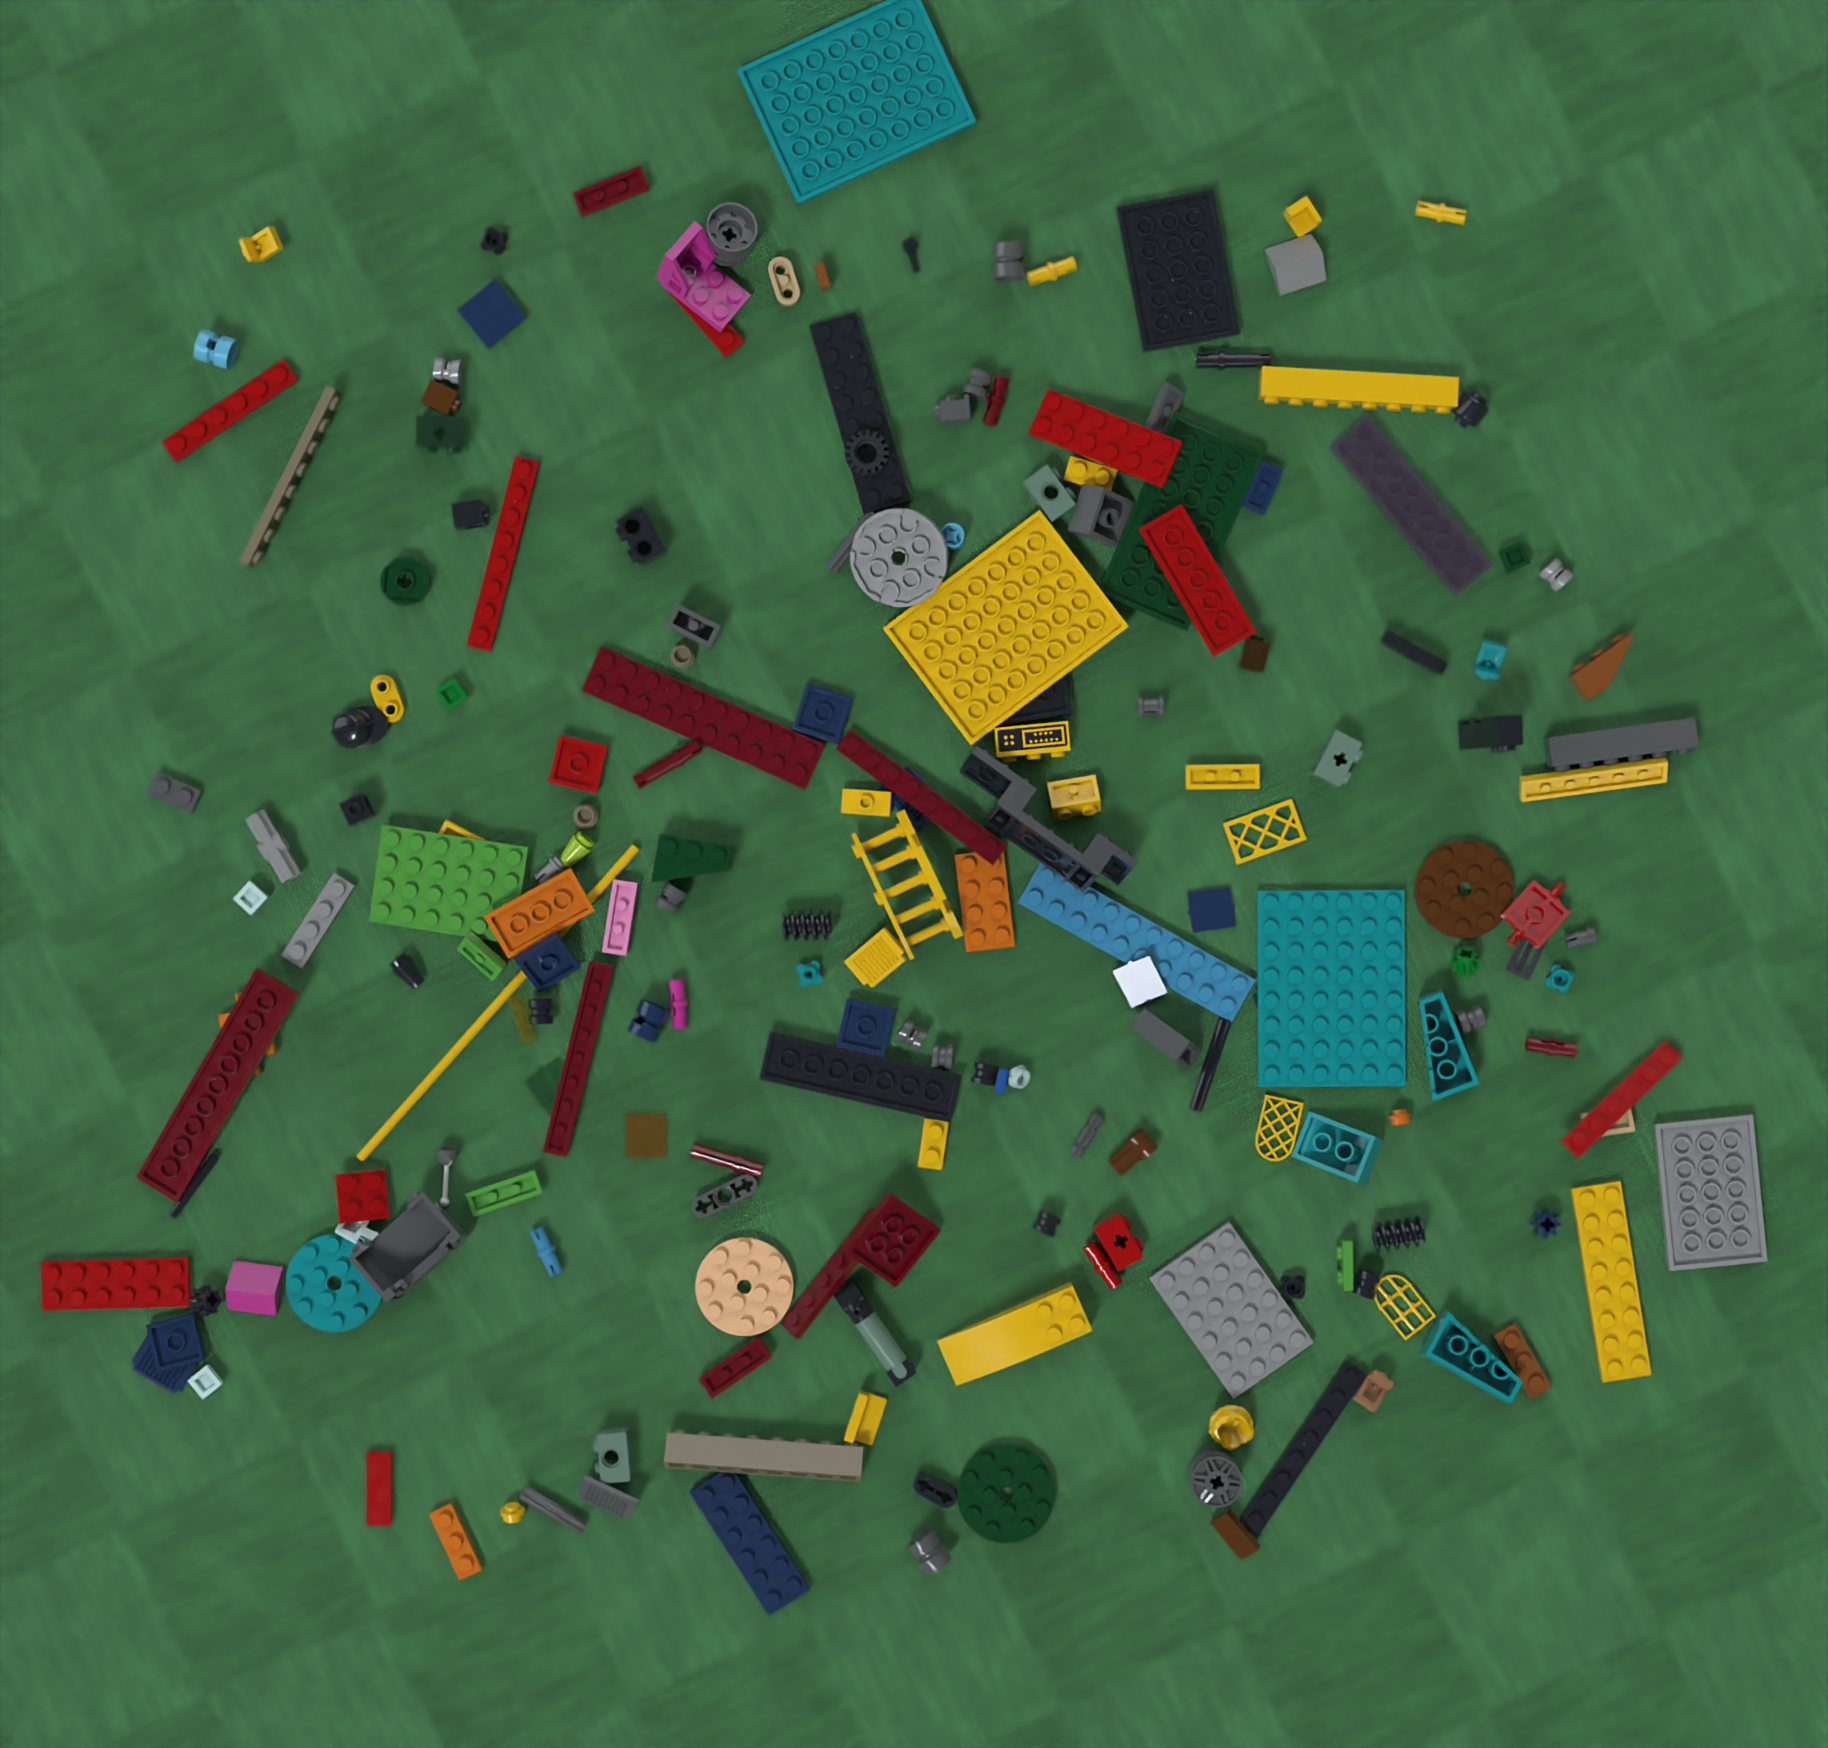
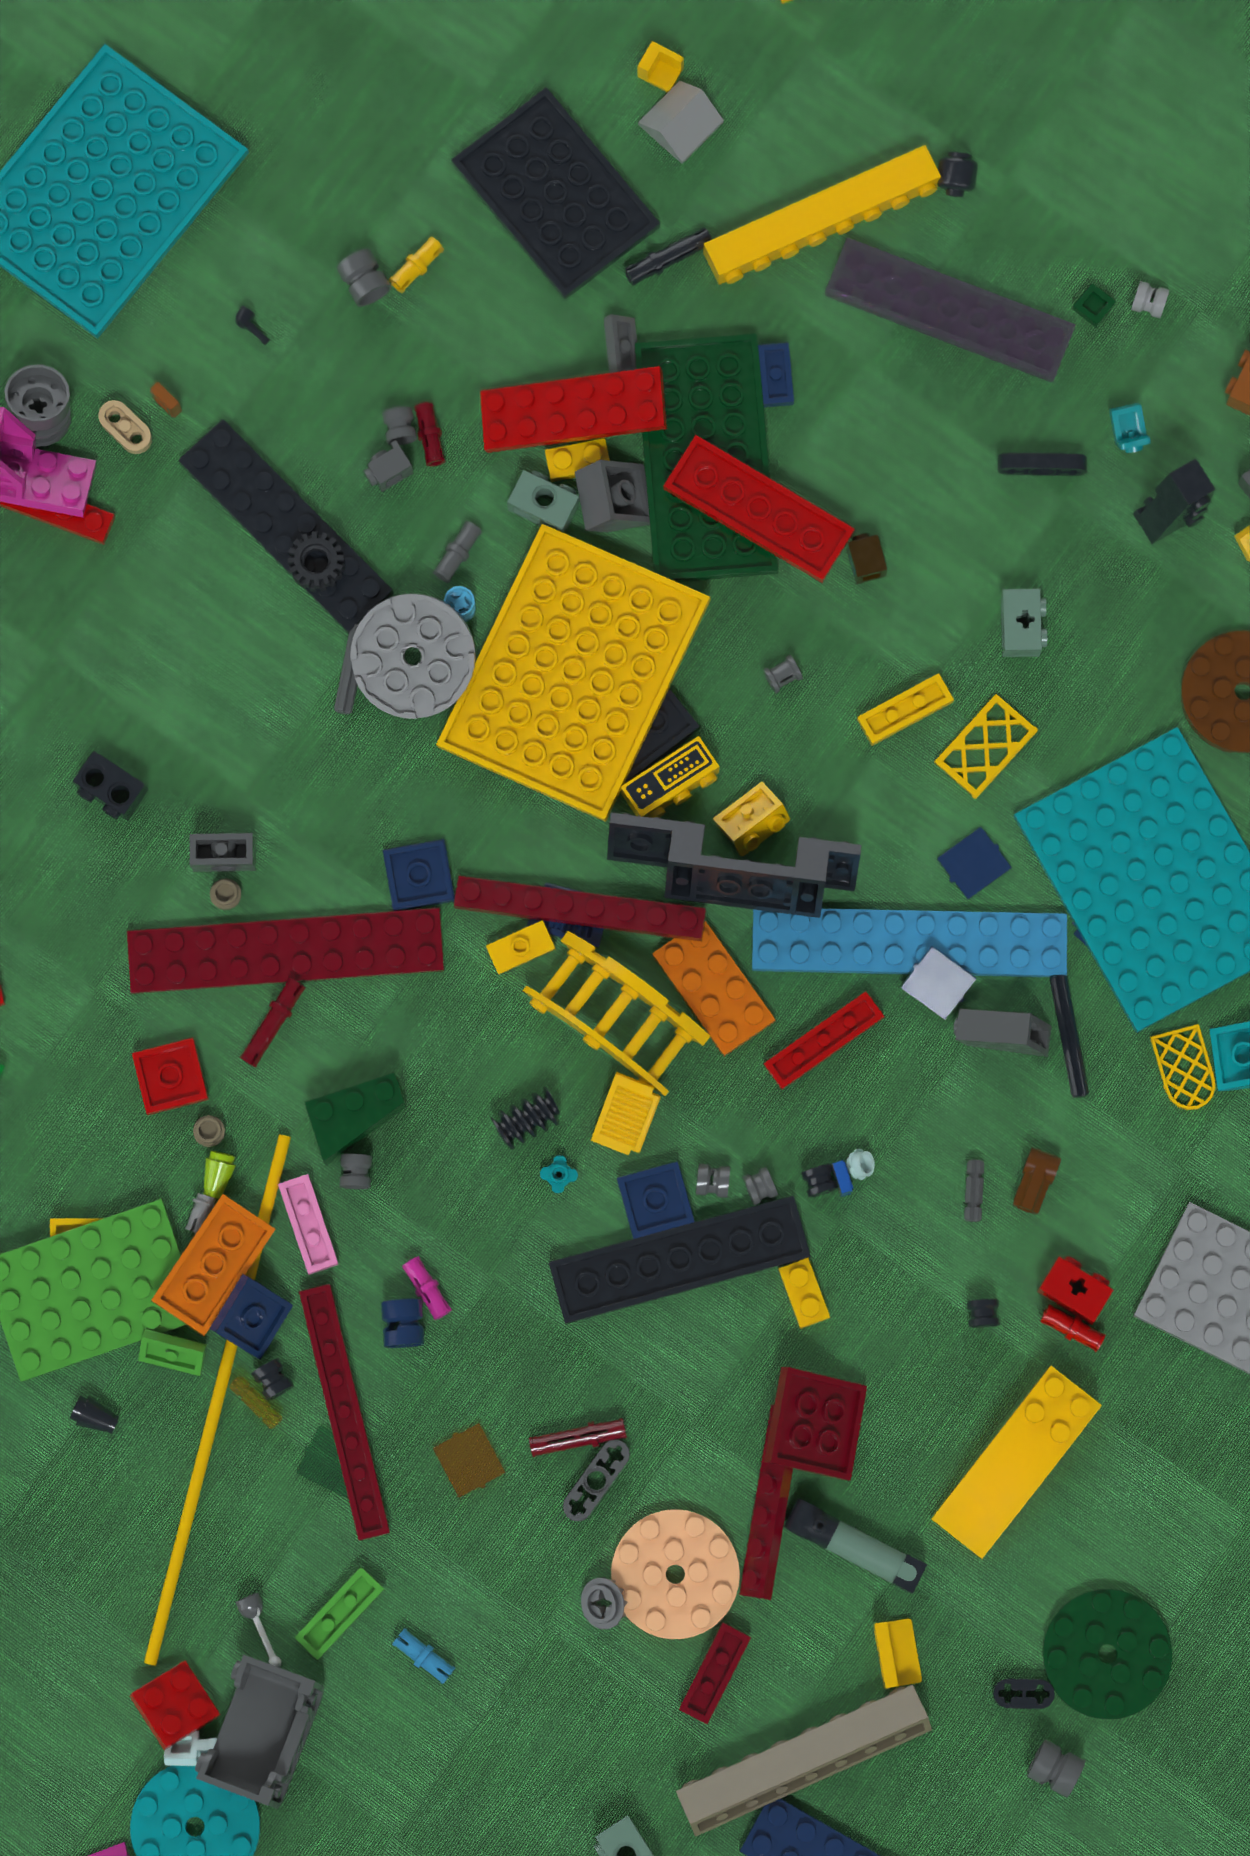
camera: 30 degrees left, 10 degrees down
(678, 1285) = (600, 1615): none -> dark grey gear
(970, 497) = (457, 552): none -> dark grey pin
(1040, 978) = (823, 1040): none -> red plate

